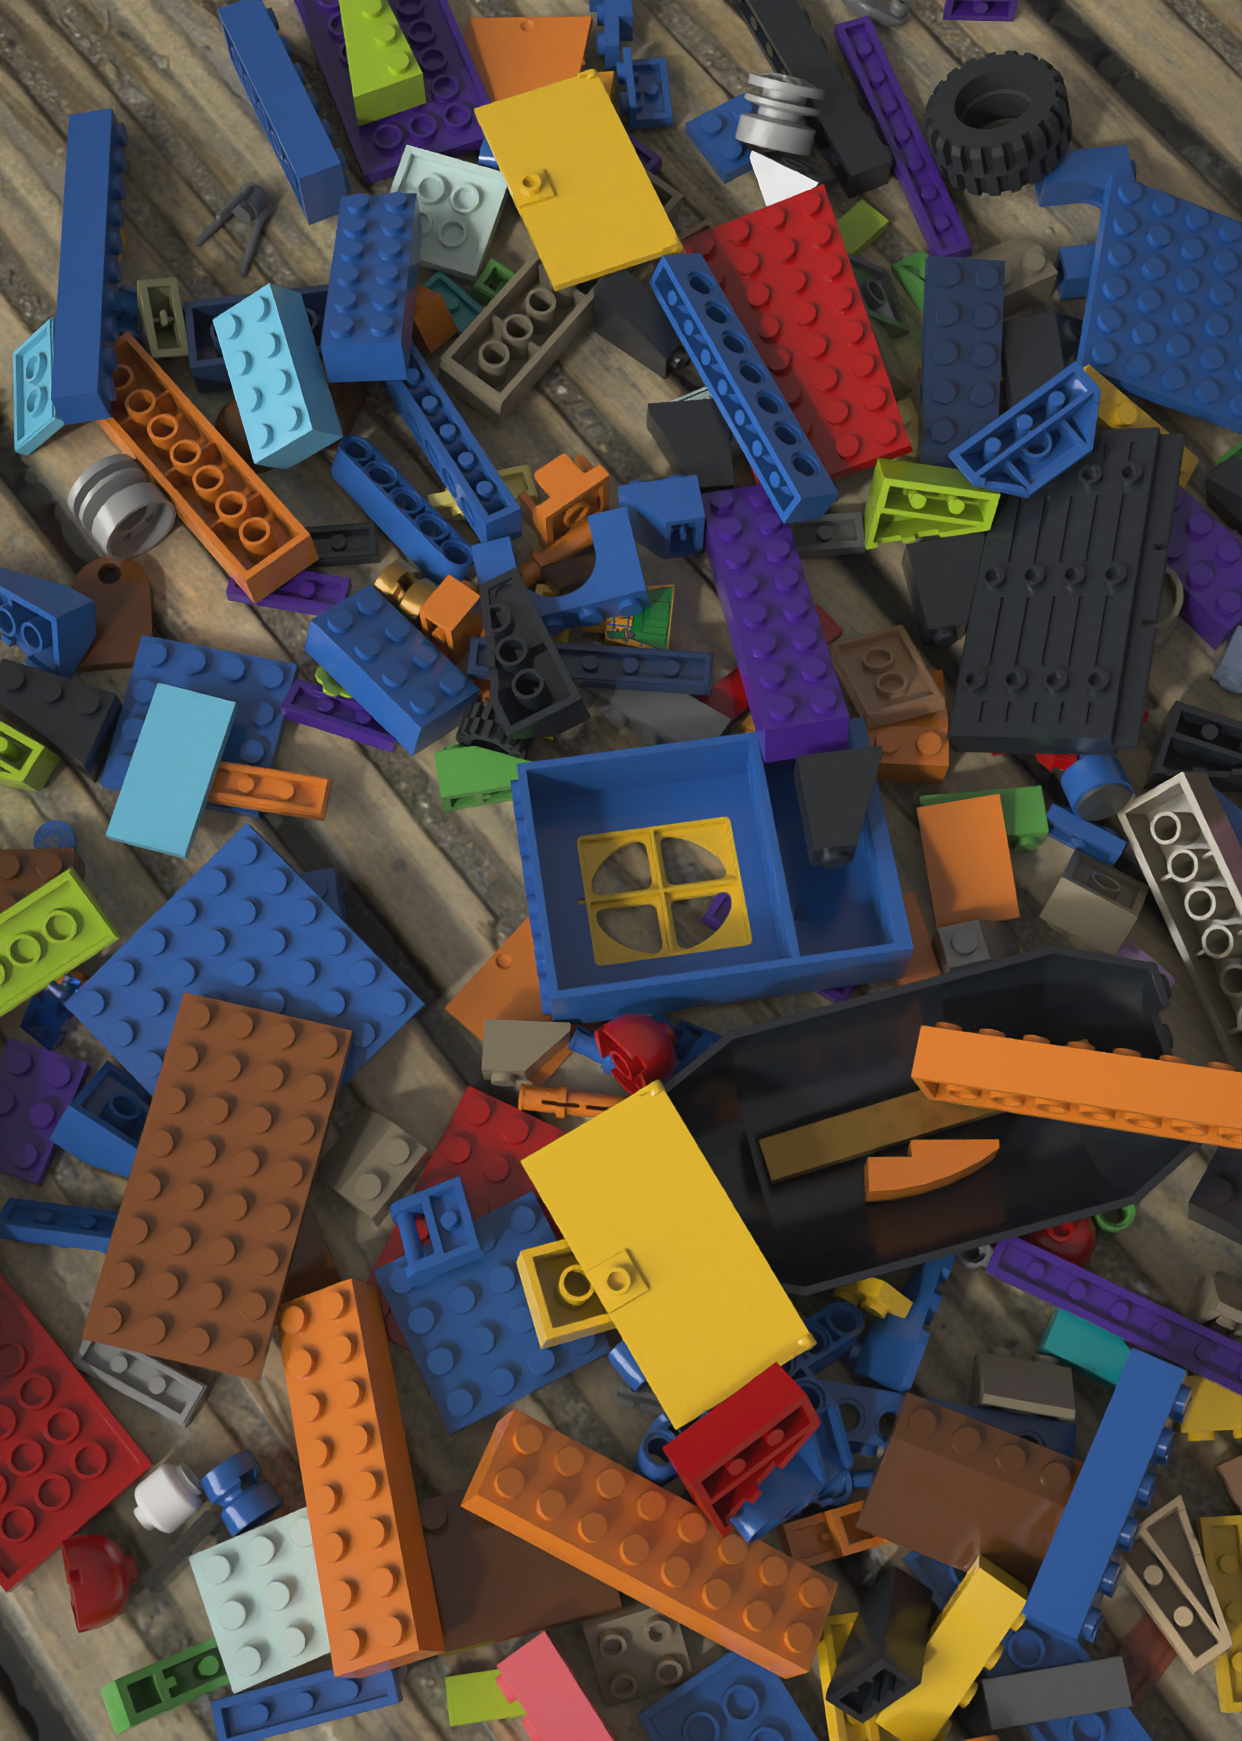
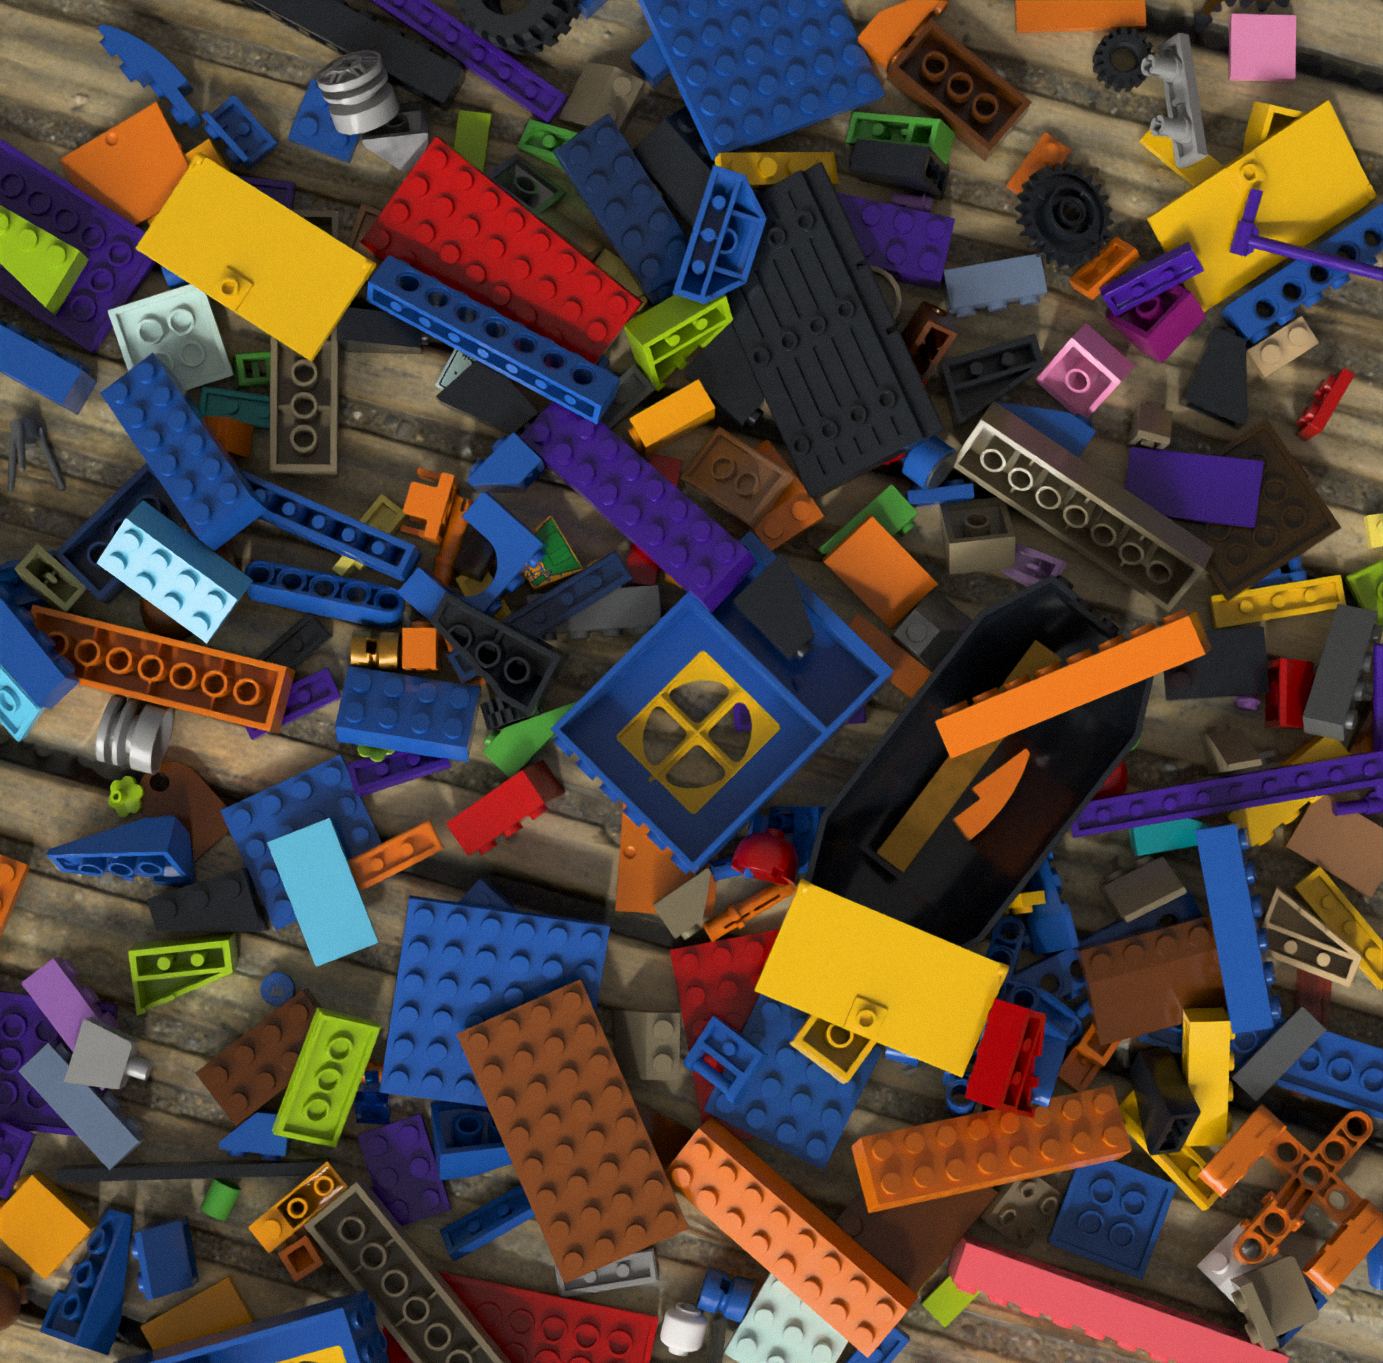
camera: 35 degrees left, 15 degrees up
(68, 564) = (126, 796): none -> lime plant
(415, 824) = (505, 808): none -> red wedge
(861, 577) = (671, 419): none -> light orange brick
(1179, 672) = (931, 333): none -> reddish brown torso

